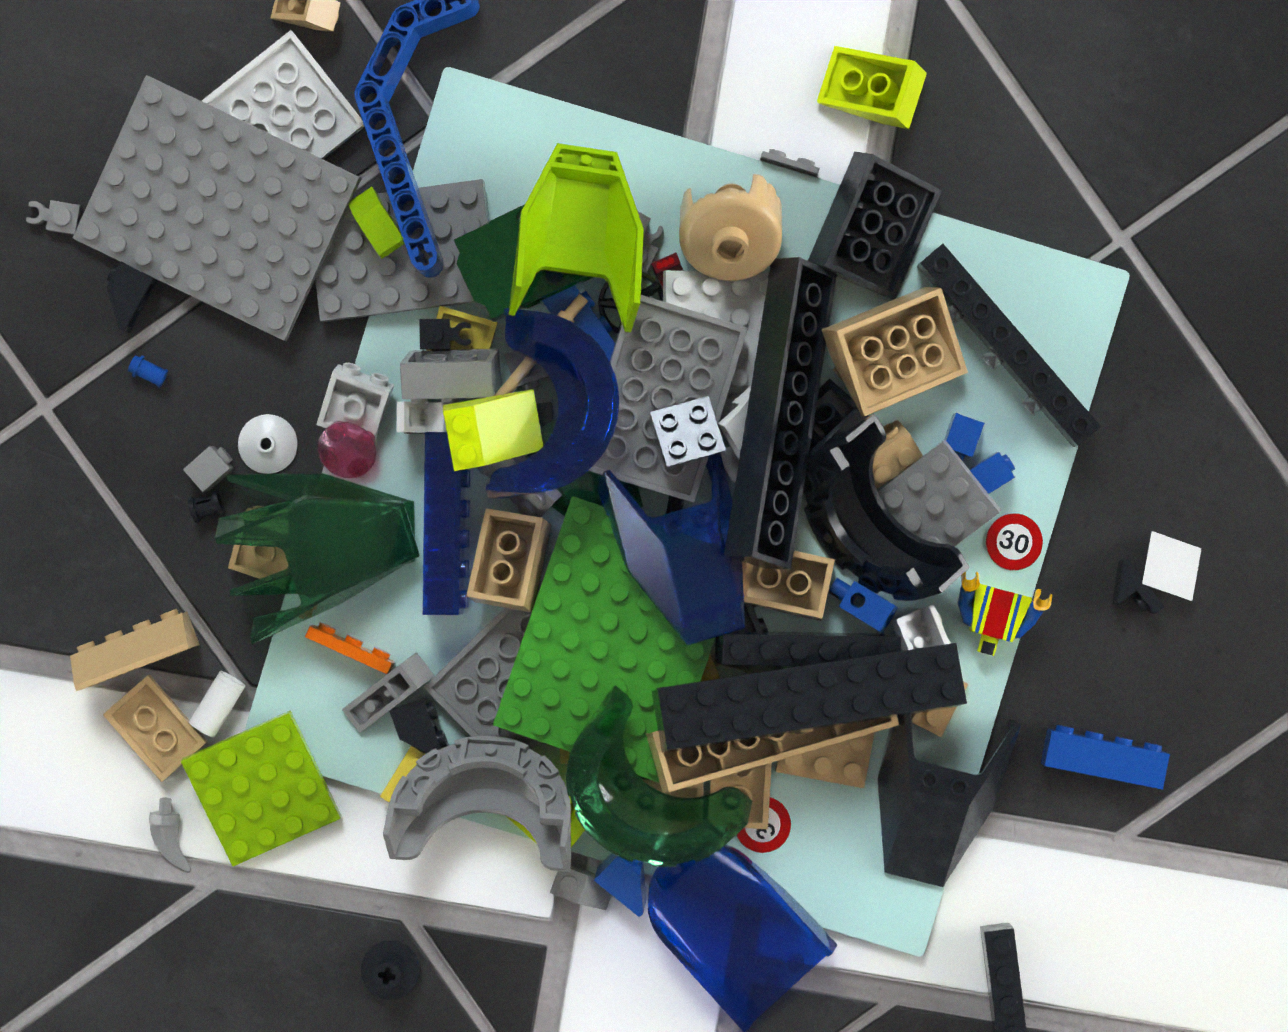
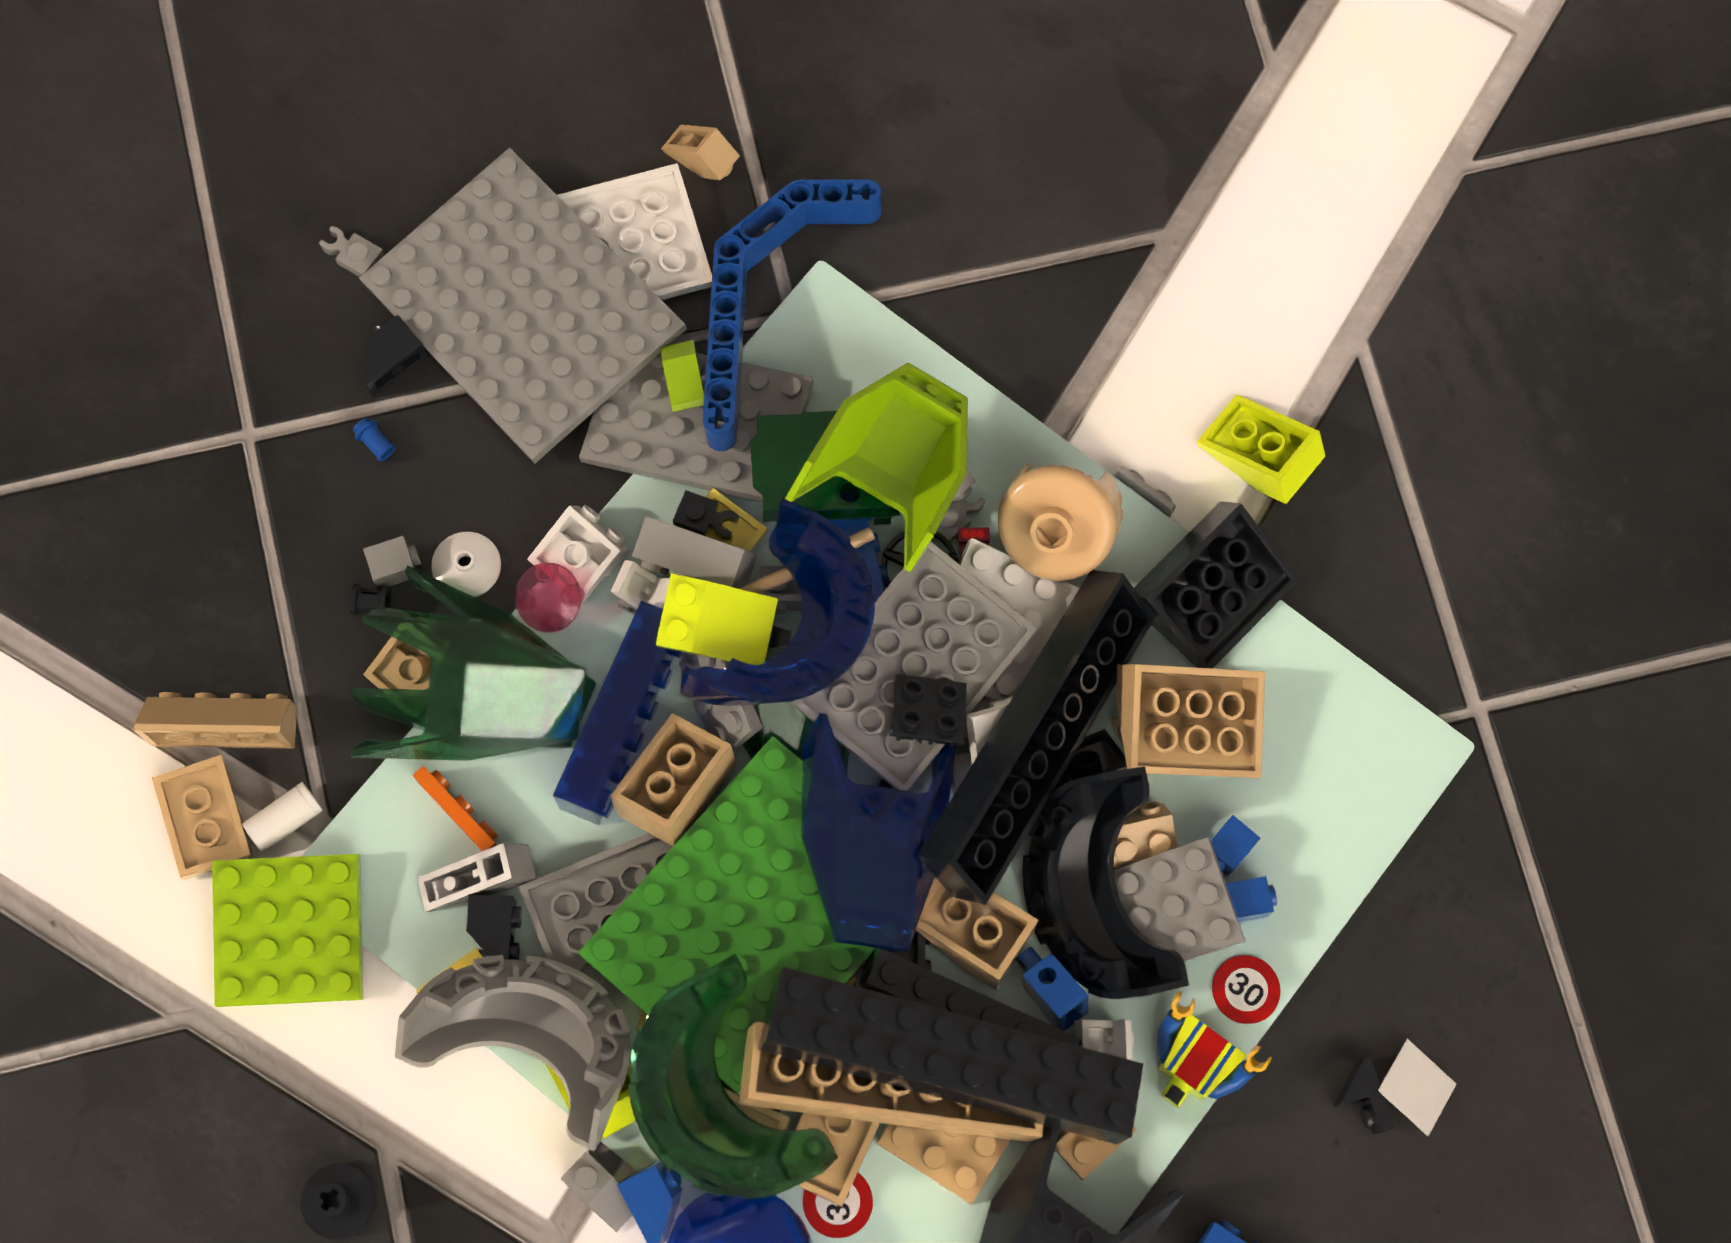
camera: 20 degrees right, 15 degrees down
(165, 834) = (156, 939): light grey bar -> none
(1008, 347) = (1316, 771): black piece -> none

